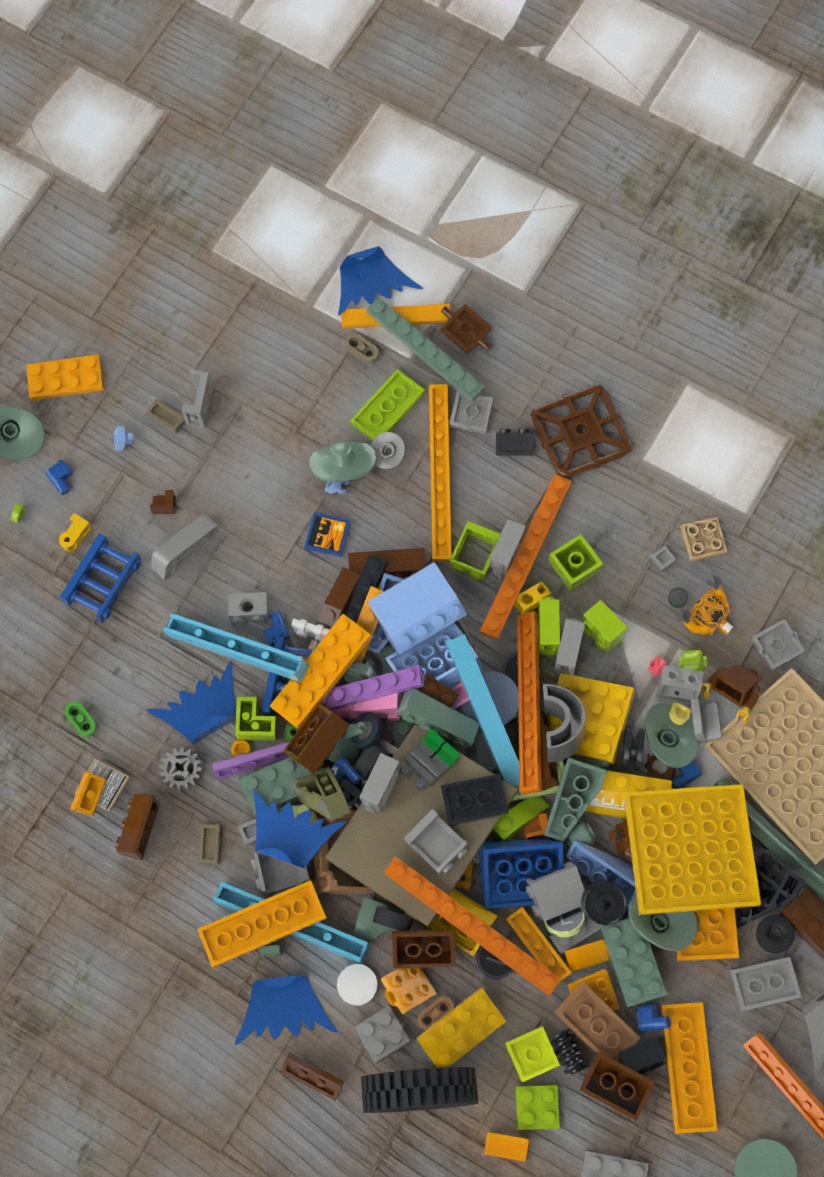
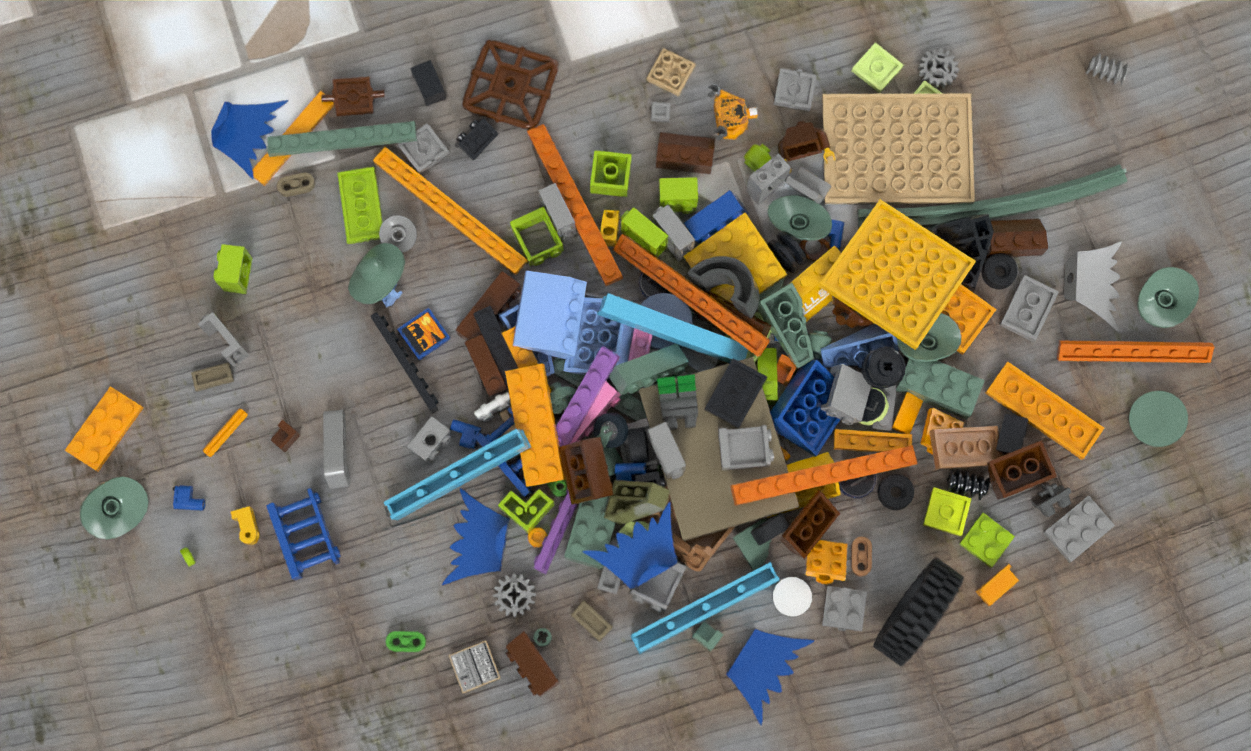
camera: 55 degrees left, 5 degrees up
(88, 794) = (473, 683): light orange slope -> none
(122, 438) = (200, 425): light blue tile -> none
(131, 460) = (225, 432): none -> light orange axle
(164, 811) = (548, 638): none -> sand green bush
(256, 360) = (233, 269): none -> lime brick
(261, 924) = (692, 629): light orange plate -> none
(290, 547) = (410, 368): none -> black plate
(312, 1076) = (834, 685): reddish brown plate -> none
(438, 691) = (629, 350): reddish brown plate -> none
(461, 1029) = (888, 548): yellow plate -> none
(518, 988) = (903, 484): none -> black tyre
(526, 372) = (428, 83): none -> black panel
(614, 670) = (715, 216): none -> blue wedge
(620, 1130) = (1051, 495): none -> dark grey hips
(646, 604) = (685, 153): none -> reddish brown slope
(649, 1020) = (990, 409): blue piece -> none
(656, 665) = (738, 184): coral plate -> none
(677, 598) = (699, 127): tile -> none
(679, 713) = (788, 198): light yellow tile -> none

